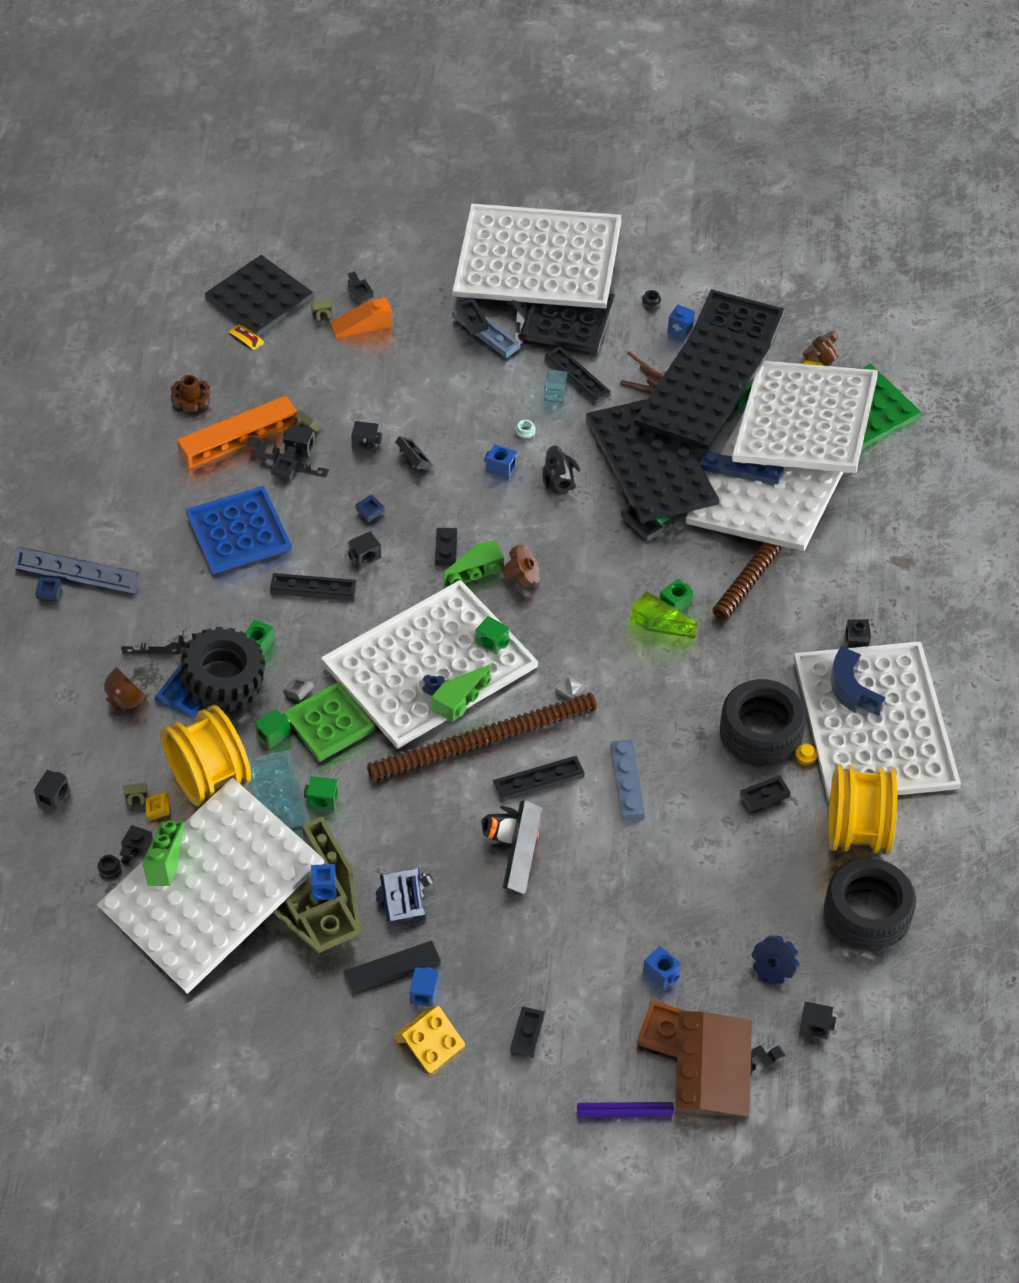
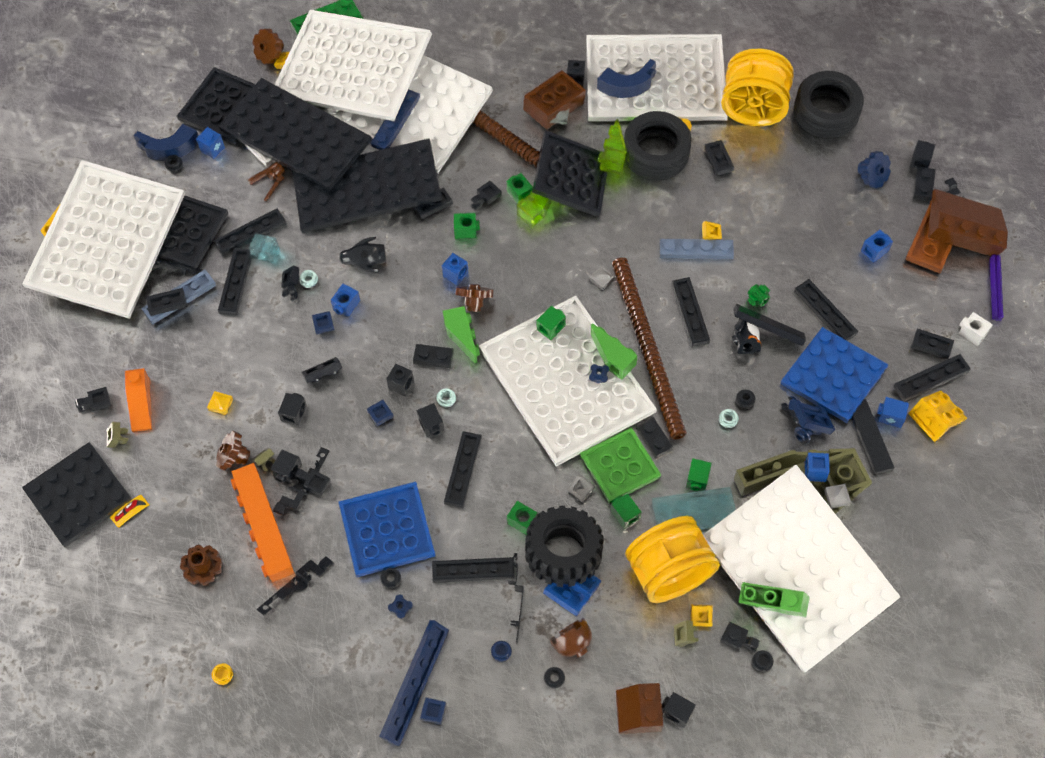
camera: 80 degrees left, 10 degrees up
(54, 756) = (639, 708): none -> reddish brown slope
(82, 427) = (222, 674): none -> yellow plate
(82, 680) = (554, 671): none -> black plate
(112, 637) = (501, 651): none -> dark blue plate
(155, 551) = (400, 612): none -> dark blue plate
(186, 540) = (390, 572): none -> black plate
(193, 484) = (302, 581): none -> black piece
(199, 601) = (472, 569): none -> black tile
(295, 912) = (837, 496): none -> light grey tile
(309, 394) = (232, 451): none -> reddish brown plant
(368, 382) = (220, 403): none -> yellow tile
(368, 751) = (654, 437): none -> black plate
(395, 561) = (446, 393): none -> light aqua plate
(397, 816) = (730, 414): none -> light aqua plate
(409, 517) = (400, 379): none -> black brick
(427, 842) = (745, 403): none -> black plate
(470, 926) = (834, 374): none -> blue plate
(472, 447) = (323, 322): none -> dark blue plate
(479, 1031) = (931, 377): none -> black plate
(512, 372) = (235, 281): none -> black tile
(519, 413) = (290, 278): none -> black plate
(551, 1087) = (974, 335): none -> white brick
(555, 548) = (455, 269): none -> blue brick
(560, 918) = (825, 310): none -> black tile
(566, 840) = (758, 295): none -> green gear
(615, 552) = (462, 231): none -> green brick
(652, 791) = (711, 231): none -> yellow tile
(663, 569) = (486, 193): none -> black plate
(669, 291) = (178, 144): none -> dark blue arch
(701, 638) = (570, 174): none -> black plate
(733, 673) = (615, 151): none -> clear neon green slope
(775, 1027) = (924, 184): none -> black plate
(809, 616) = (554, 100): none -> reddish brown piece

